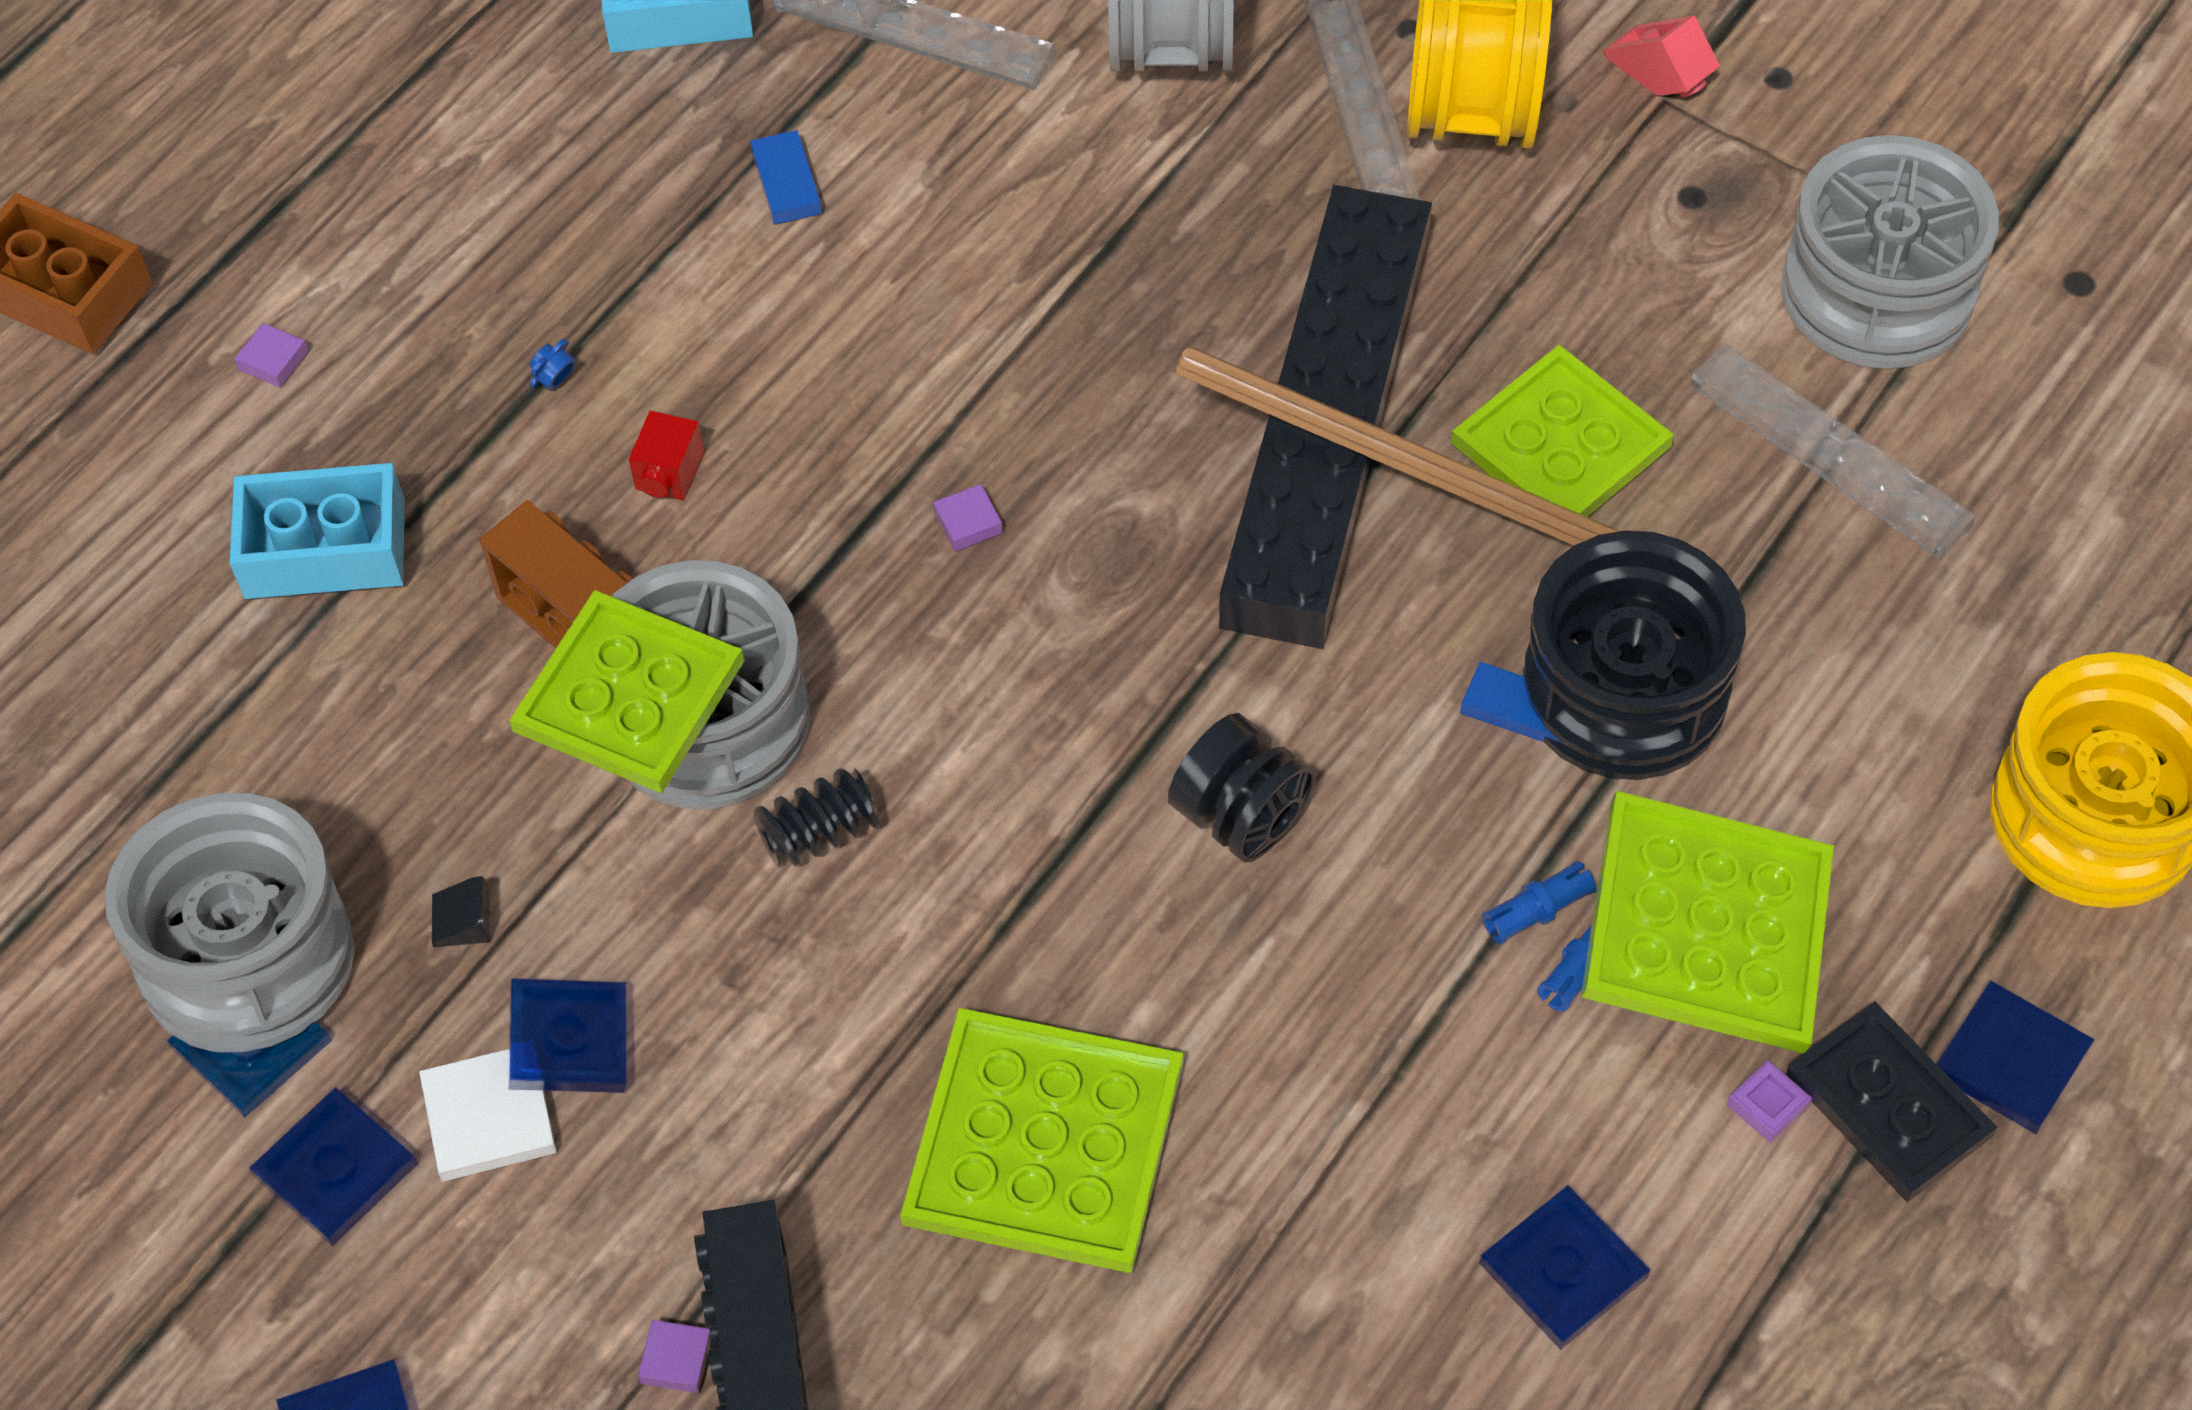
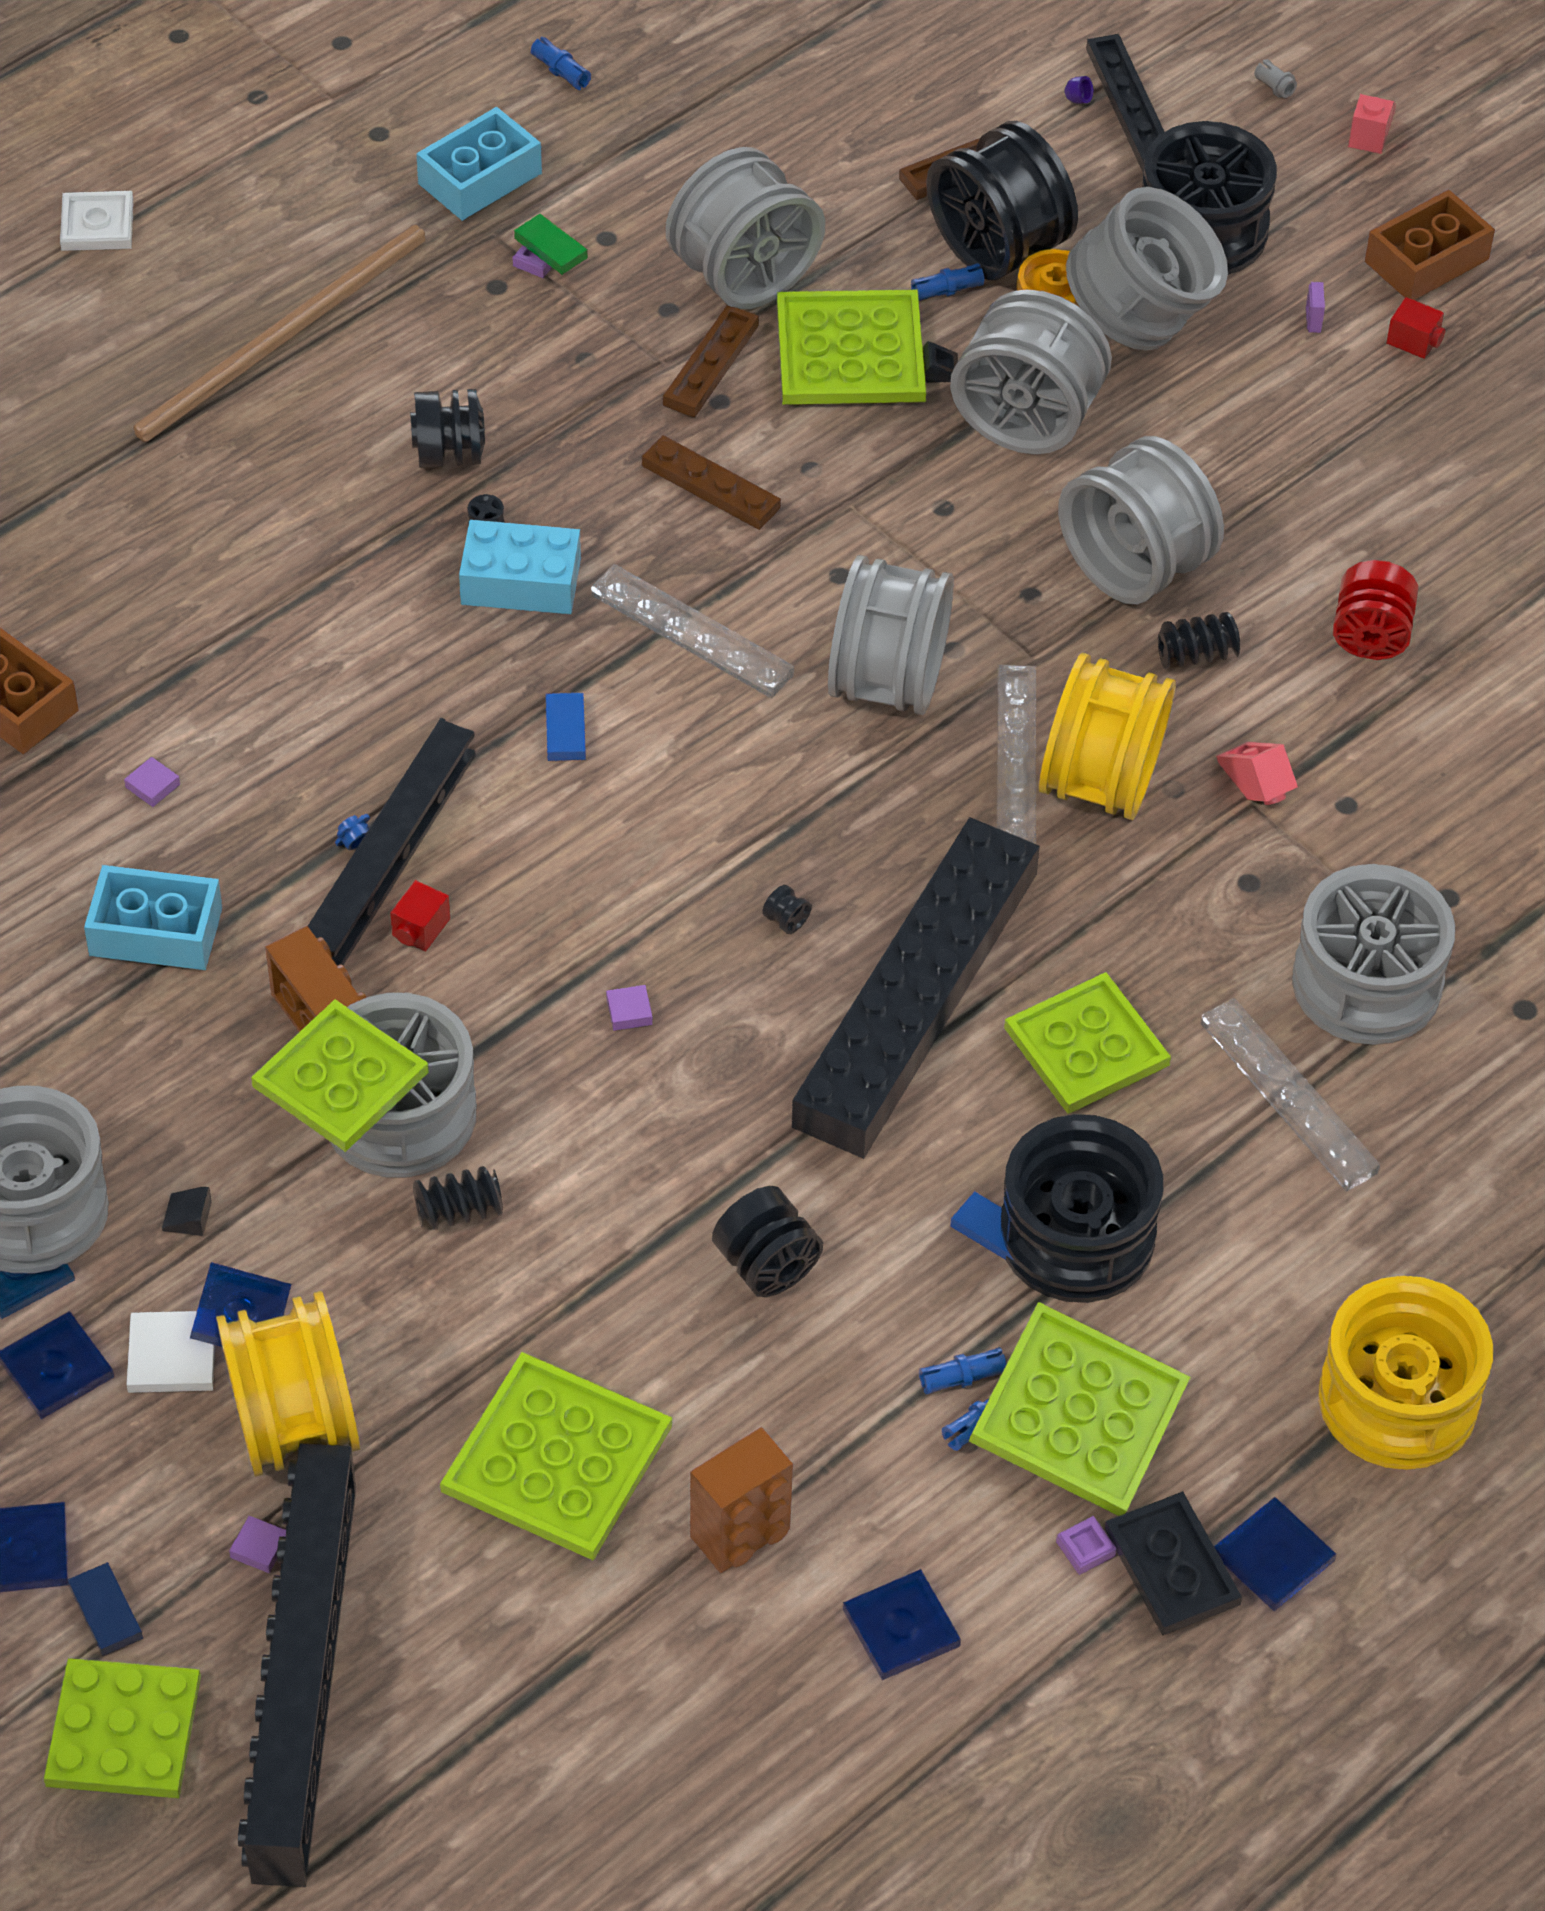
camera: 10 degrees right, 5 degrees down
(604, 364) = (393, 839): none -> black tile
(665, 1128) = (288, 1382): none -> yellow wheel
(1134, 349) = (787, 909): none -> black wheel
(1317, 1151) = (741, 1500): none -> dark orange brick
(1387, 448) = (949, 1022): medium nougat axle -> none

